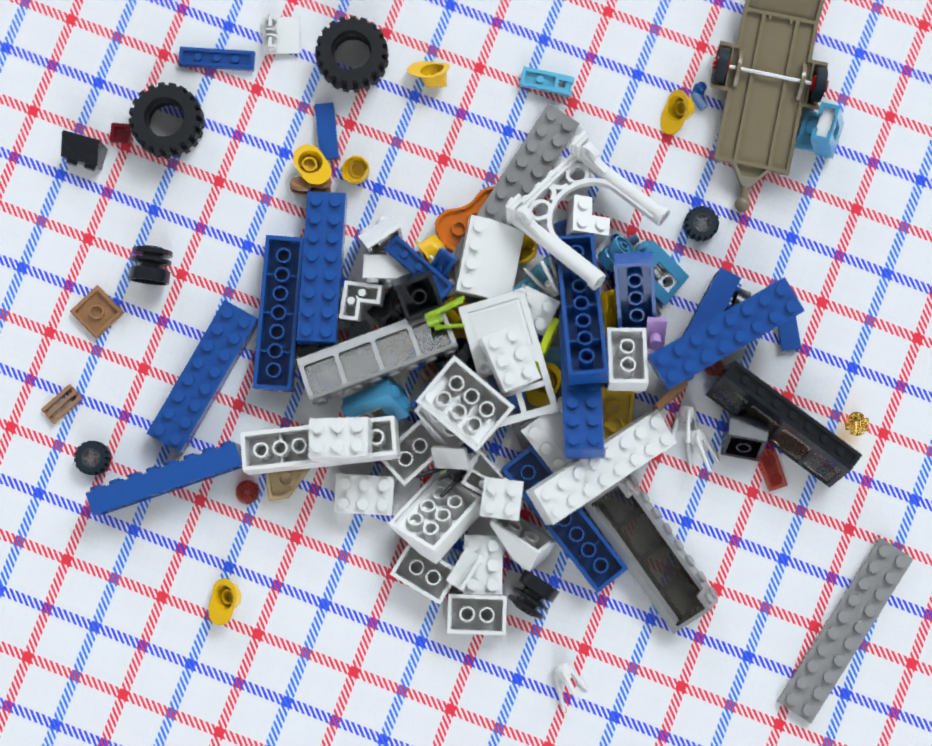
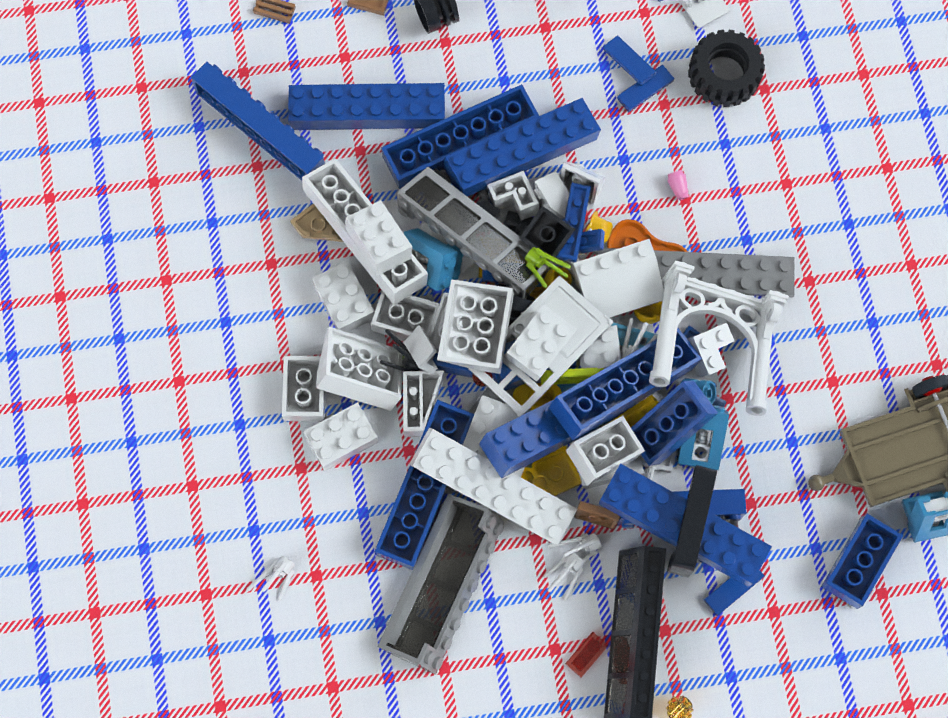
camera: 55 degrees right, 10 degrees down
(88, 453) = (245, 51): black wheel -> none
(223, 601) = (179, 232): yellow piece -> none
(253, 493) = (289, 205): clear red plate -> none
(294, 129) = (629, 60): none -> blue tile
(301, 187) = (585, 91): medium nougat arm -> none
(312, 164) = (608, 88): yellow piece -> none
(355, 170) = (627, 129): yellow hair -> none
(429, 157) = (678, 184): none -> bright pink cone
(431, 73) = (753, 143): yellow piece -> none
(464, 568) = (326, 417): white panel -> none
(476, 614) = (292, 456): white brick -> none
(501, 499) = (409, 412): white brick -> none
(523, 541) = (383, 457): white slope -> none
(533, 594) = (339, 495): black wheel -> none
(546, 81) = (812, 245): medium azure plate -> none
(655, 333) = (647, 462): lavender tile -> none
(676, 111) = (862, 374): yellow piece -> none
(697, 95) = (890, 385): arm -> none
(706, 218) = (778, 449): black wheel -> none
(711, 372) = (643, 541): clear red plate -> none
(727, 322) = (693, 523): none -> black beam
(744, 437) = (600, 606): black brick -> none
(825, 209) = (862, 561): none -> blue brick

